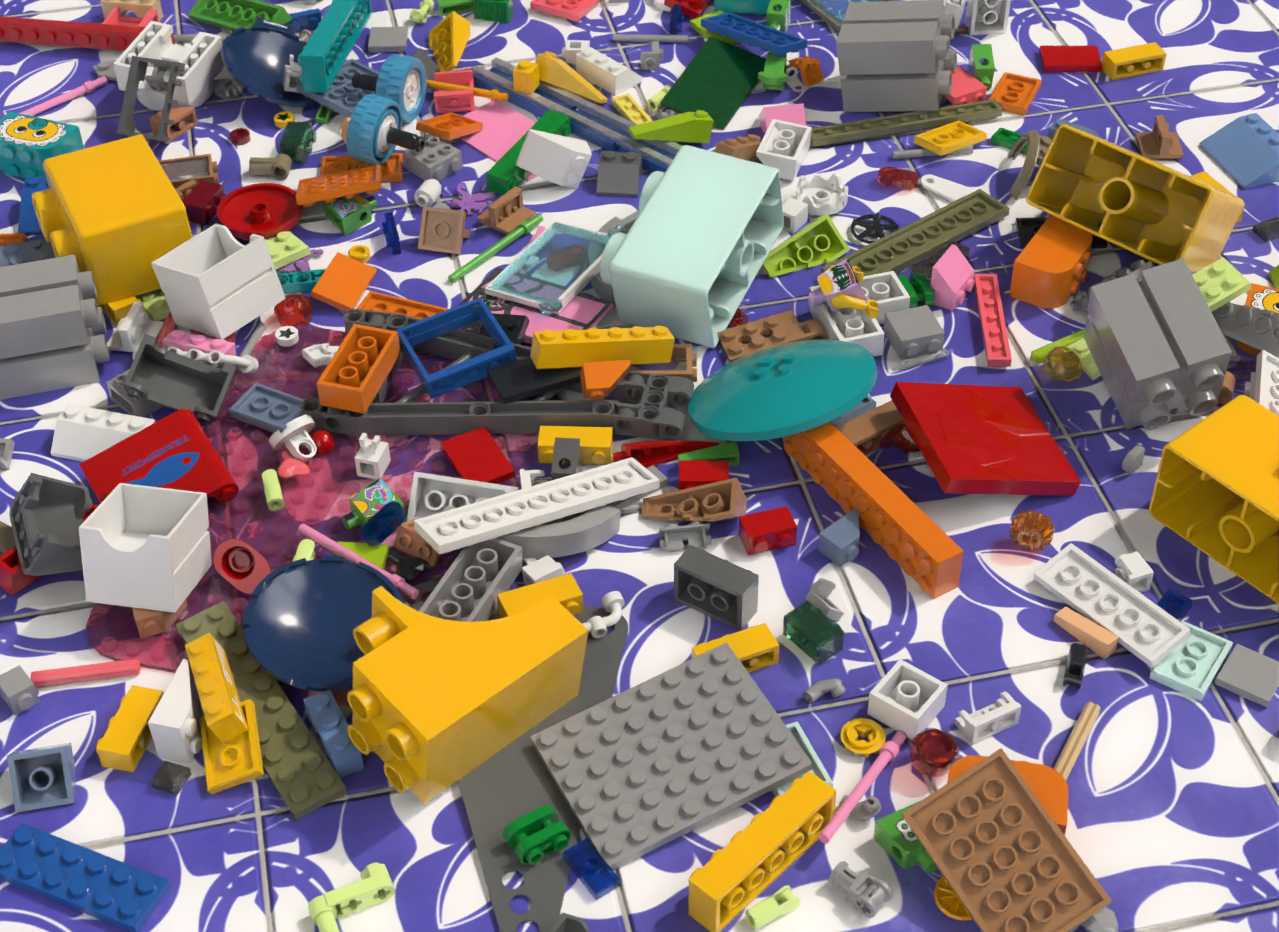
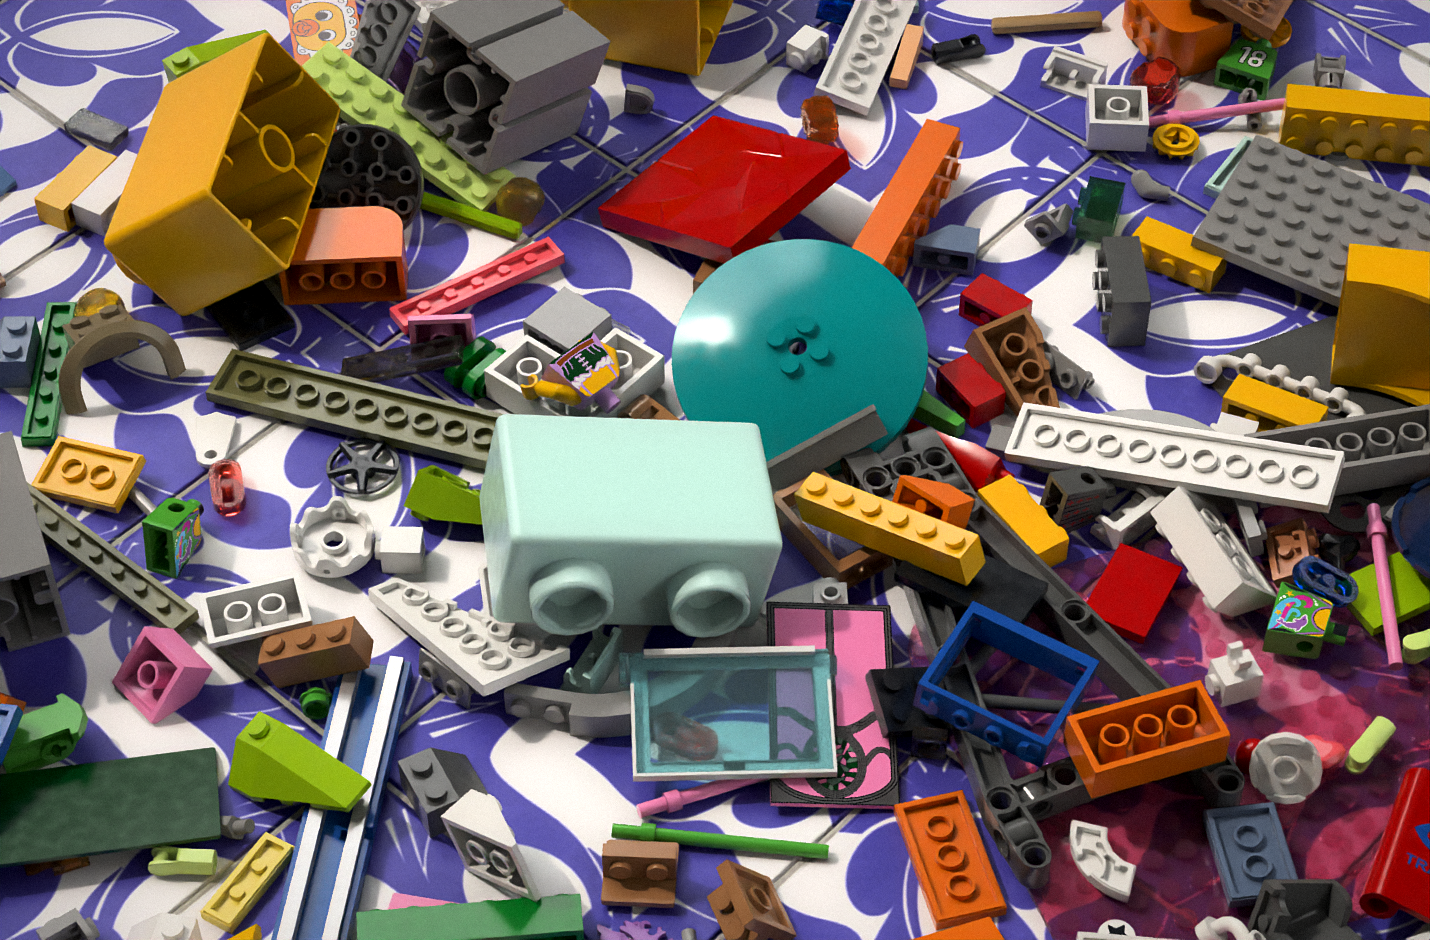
camera: 125 degrees left, 5 degrees up
(705, 372) = (825, 448): none -> light grey panel
(872, 142) = (172, 535): none -> bright green torso

